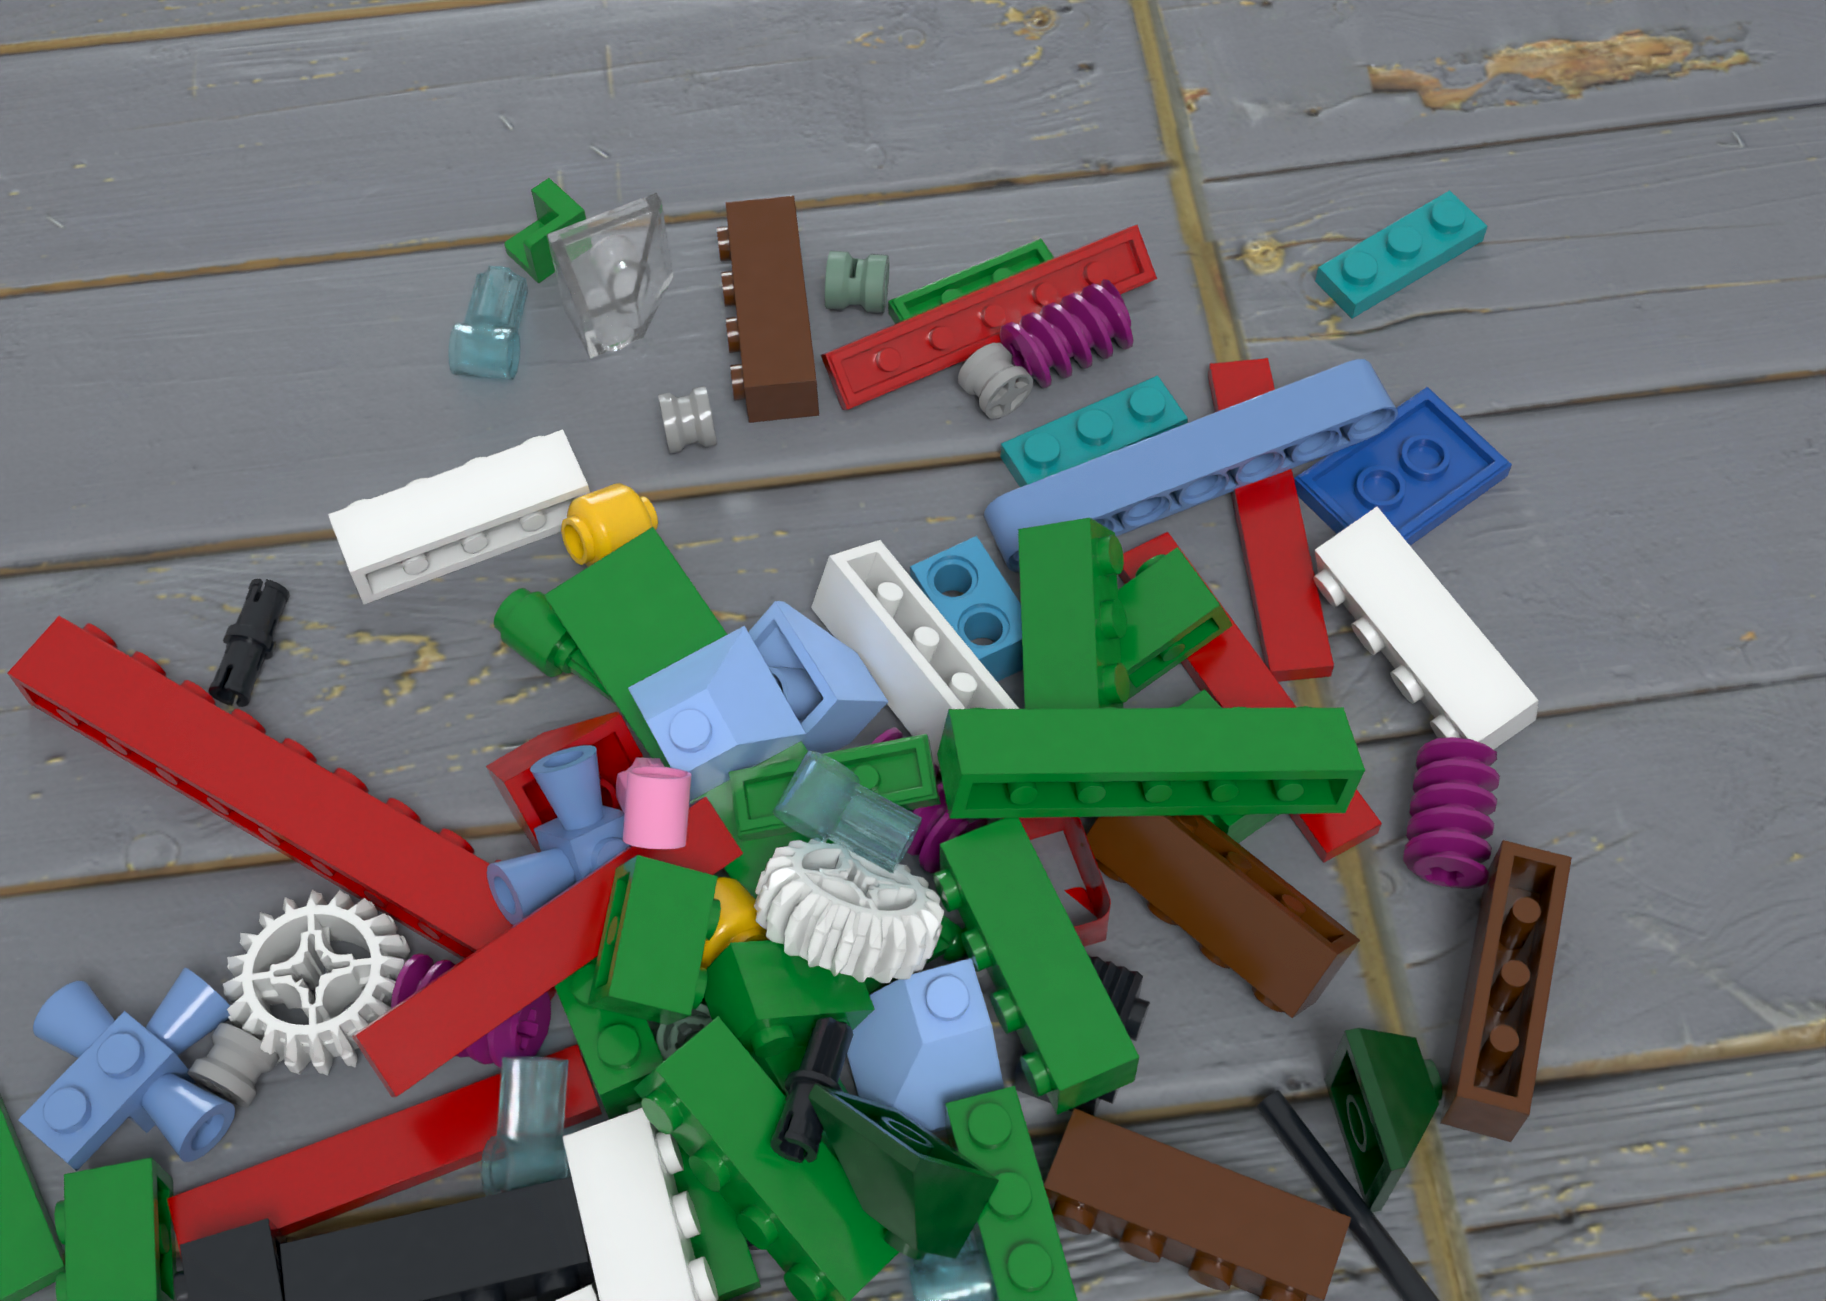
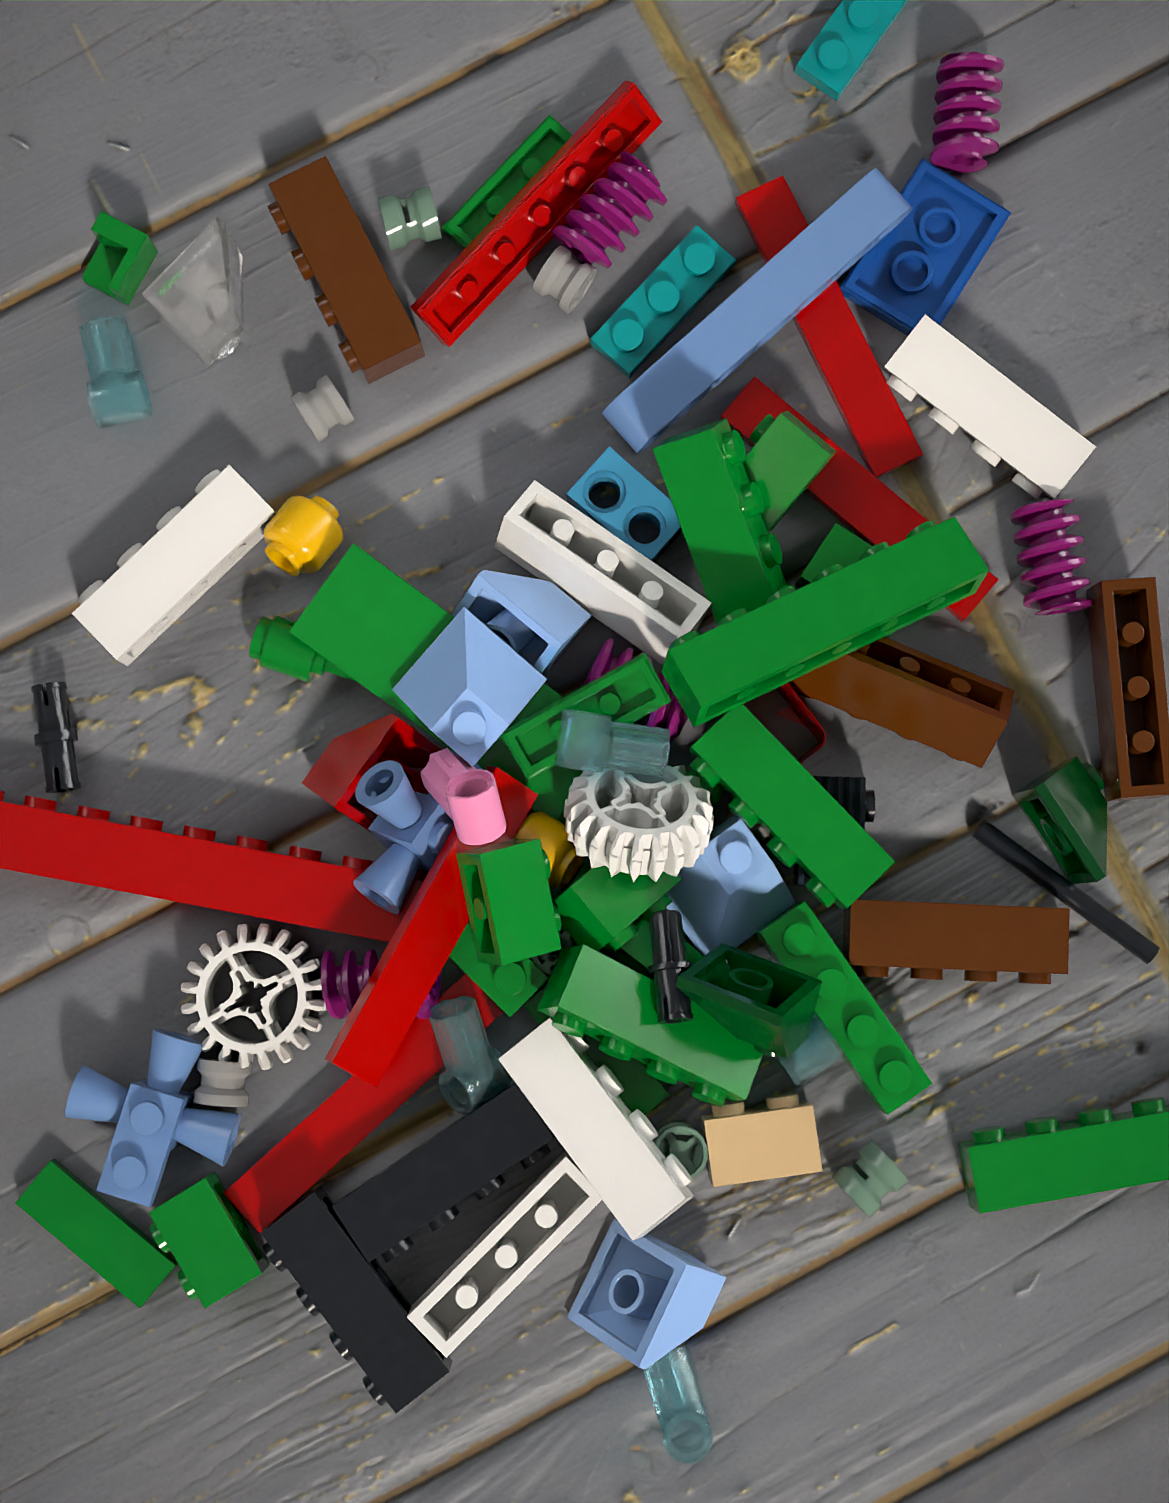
camera: 25 degrees left, 25 degrees up
(1489, 354) = (962, 109): none -> magenta piece

